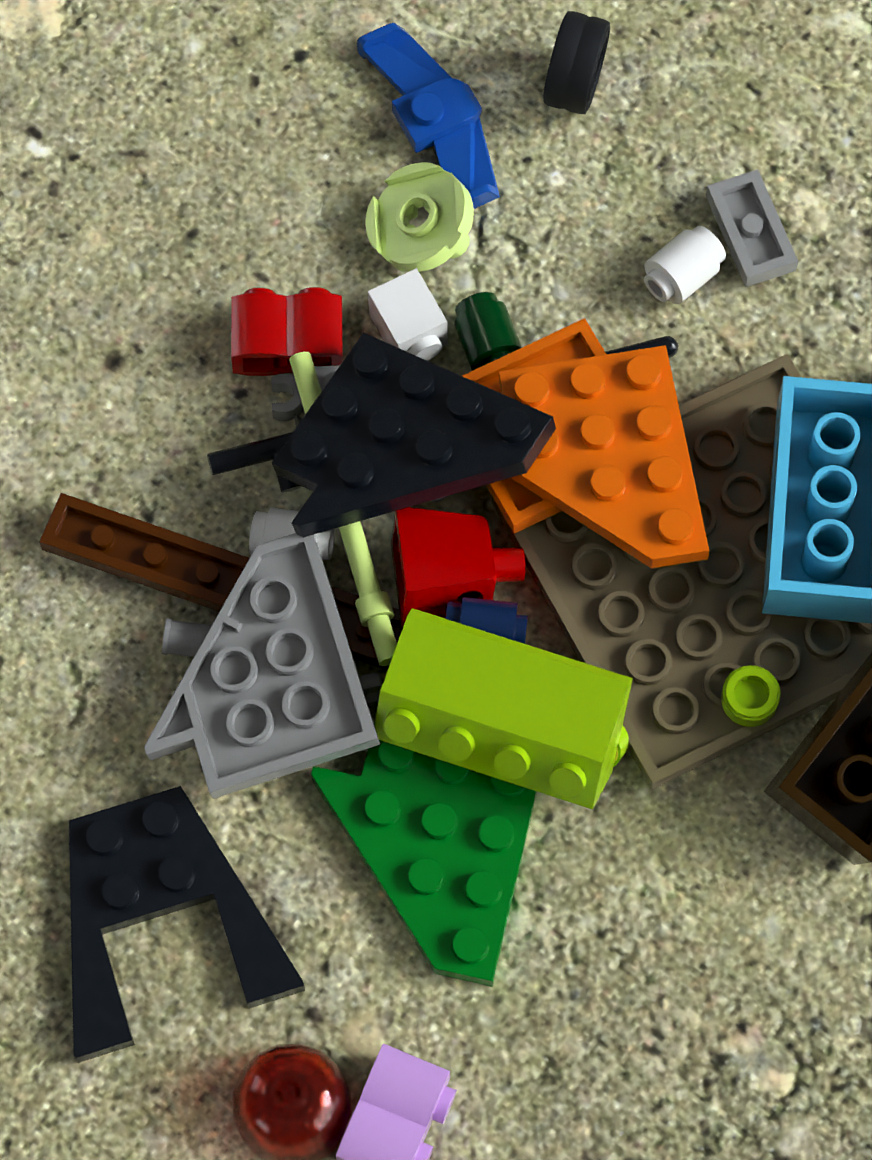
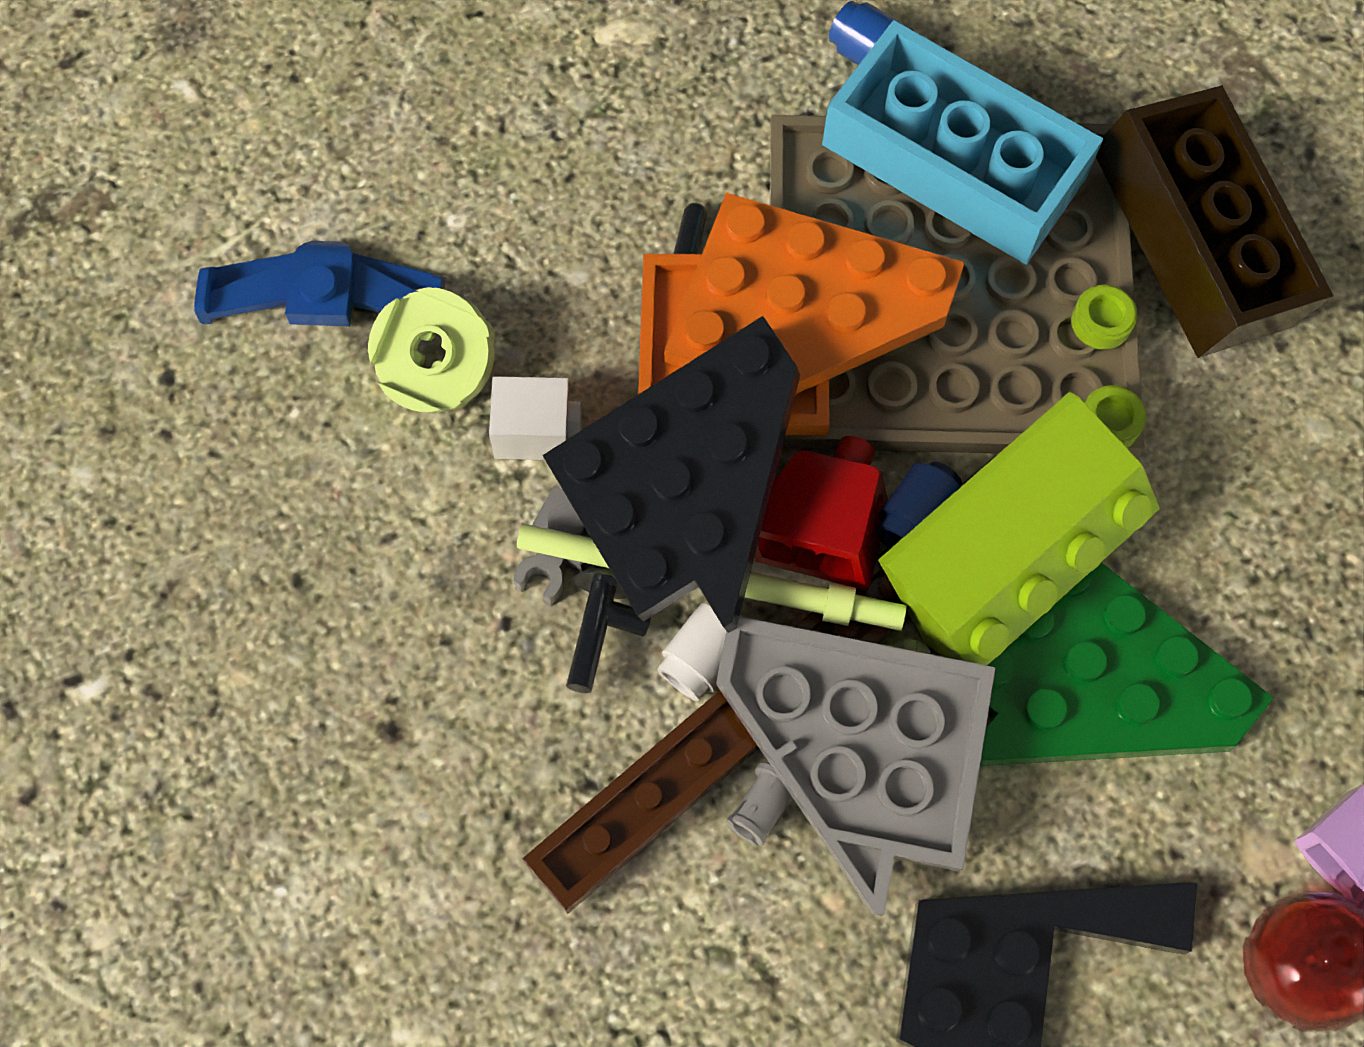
camera: 65 degrees left, 0 degrees up
(275, 326) = (473, 540): red brick -> none
(485, 329) = (593, 356): dark green brick -> none
(576, 62) = (362, 127): black tyre -> none
(659, 743) = (1119, 411): none -> lime tile
(684, 265) = (626, 153): white brick -> none
(751, 228) = (622, 81): light grey plate -> none

